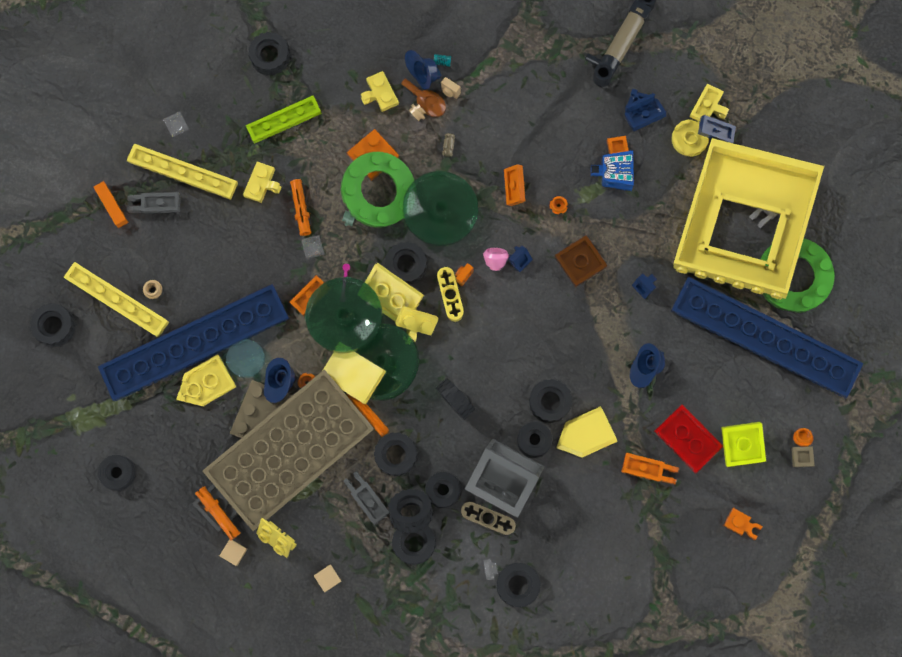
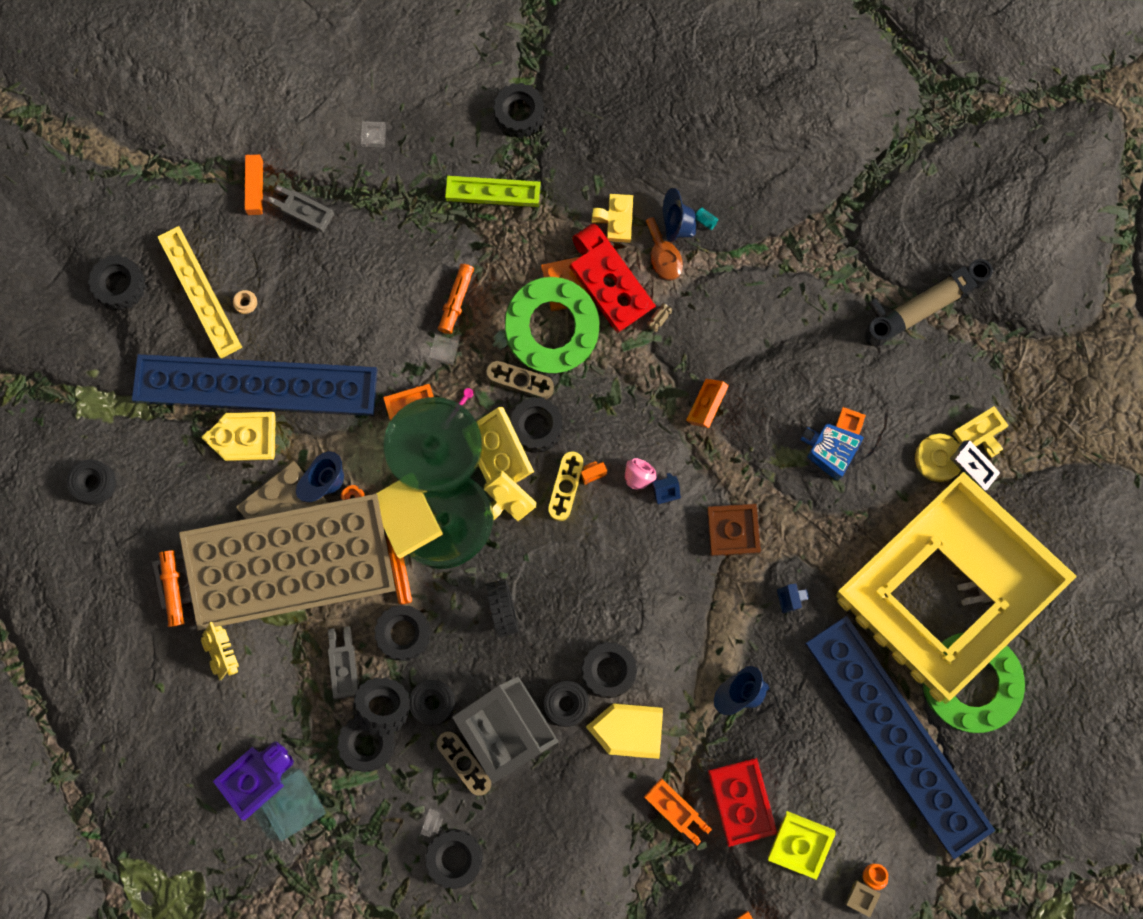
camera: 25 degrees right, 0 degrees up
(182, 171) = (350, 190): light yellow plate -> none
(233, 552) = (165, 641): tan tile -> none
(245, 358) = (301, 433): clear light blue tile -> none
(261, 182) = (428, 247): light yellow plate -> none
(327, 578) = (250, 728): tan tile -> none
(351, 609) = (254, 778): none -> dark purple plate
(364, 246) = (501, 380): none -> dark tan beam
(386, 613) = (293, 806): none -> clear light blue plate
(388, 126) = (600, 261): none -> hinge
(418, 112) = (645, 262): tan plate -> none
(440, 208) = (608, 384): clear green dish -> none
(450, 88) = (696, 255): tan plate -> none
(558, 200) = (749, 448): orange plate -> none
(643, 110) = (903, 396): dark blue slope -> none

